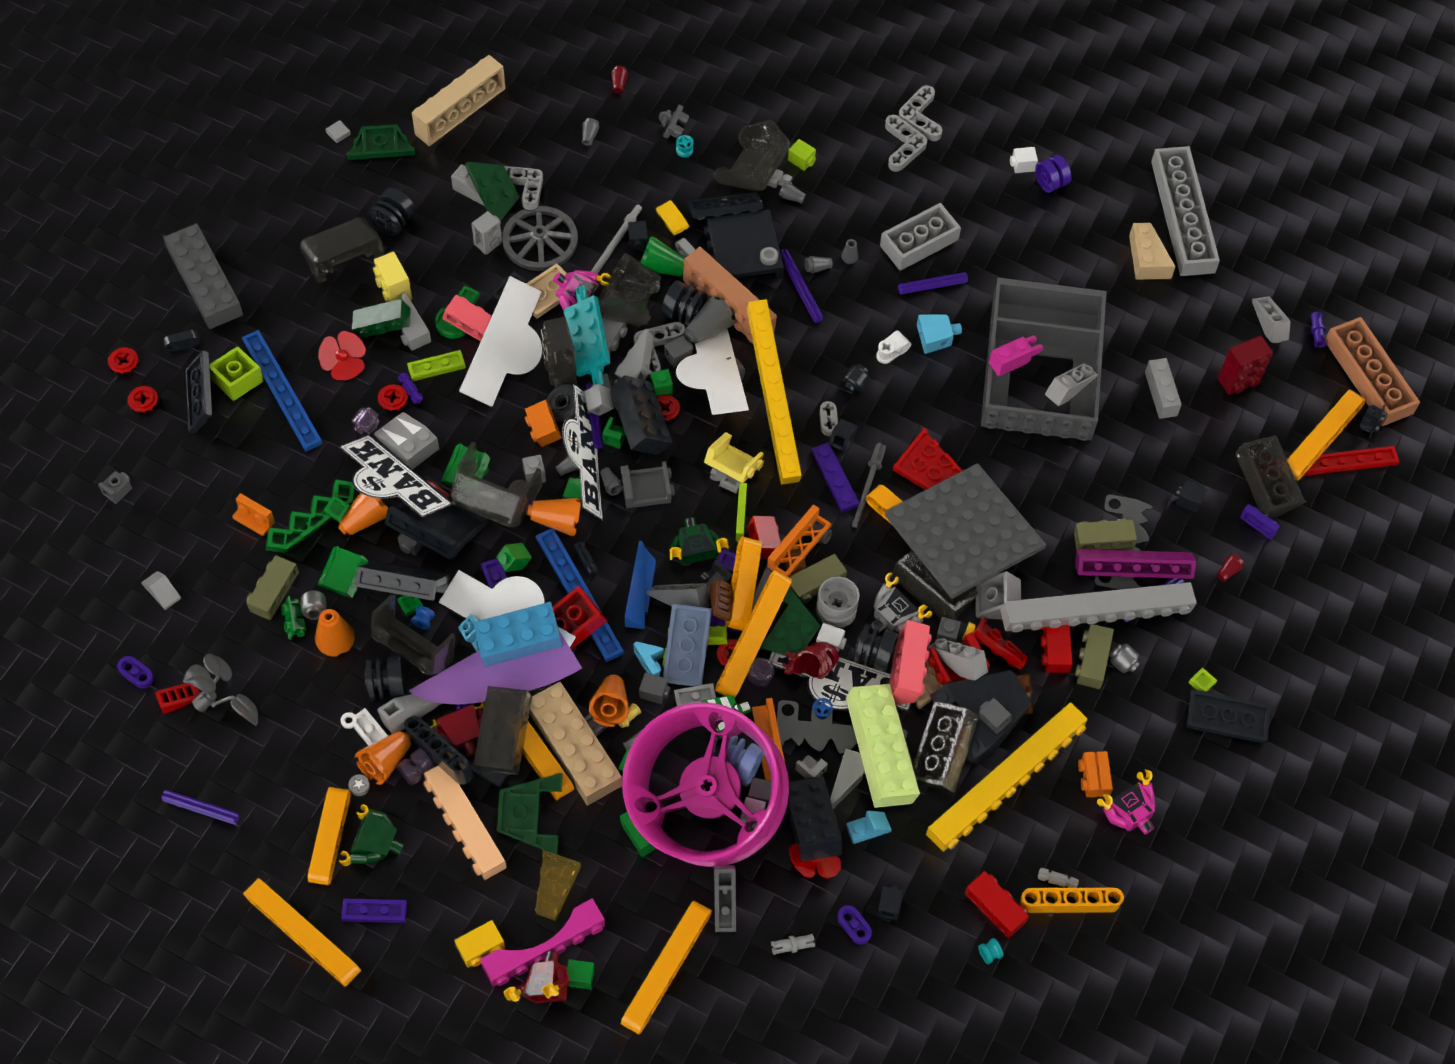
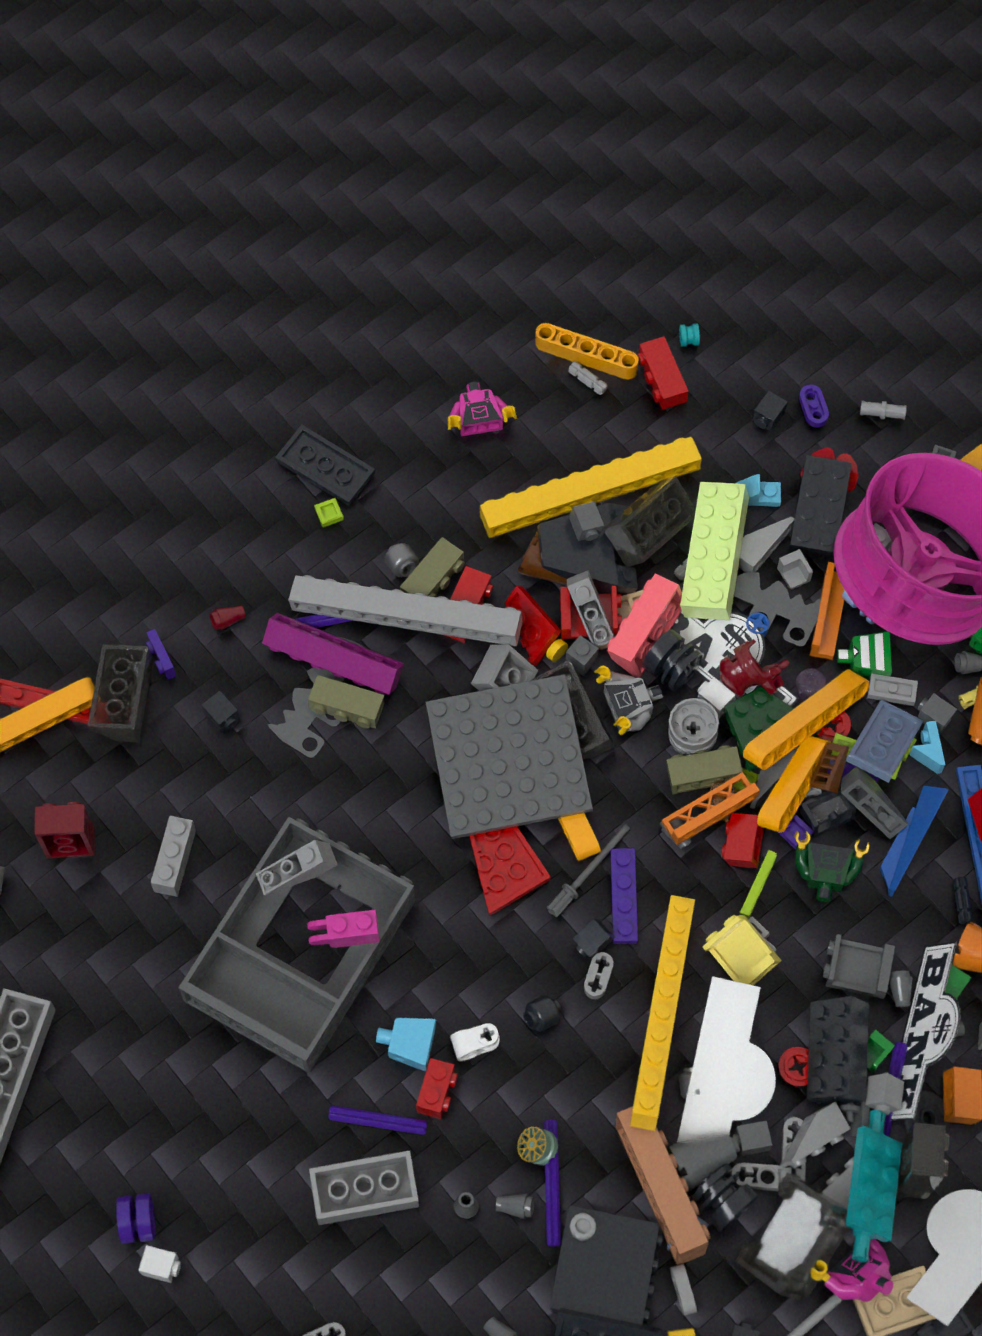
camera: 155 degrees left, 5 degrees up
(662, 258) = (726, 1286): green cone -> none
(662, 382) = (793, 1096): green brick -> none
(819, 297) = (534, 1152): none -> sand green wheel
(904, 308) = (435, 1088): none -> red brick
(1096, 774) = (497, 455): orange brick -> none
(1149, 253) = (80, 1050): tan wedge -> none

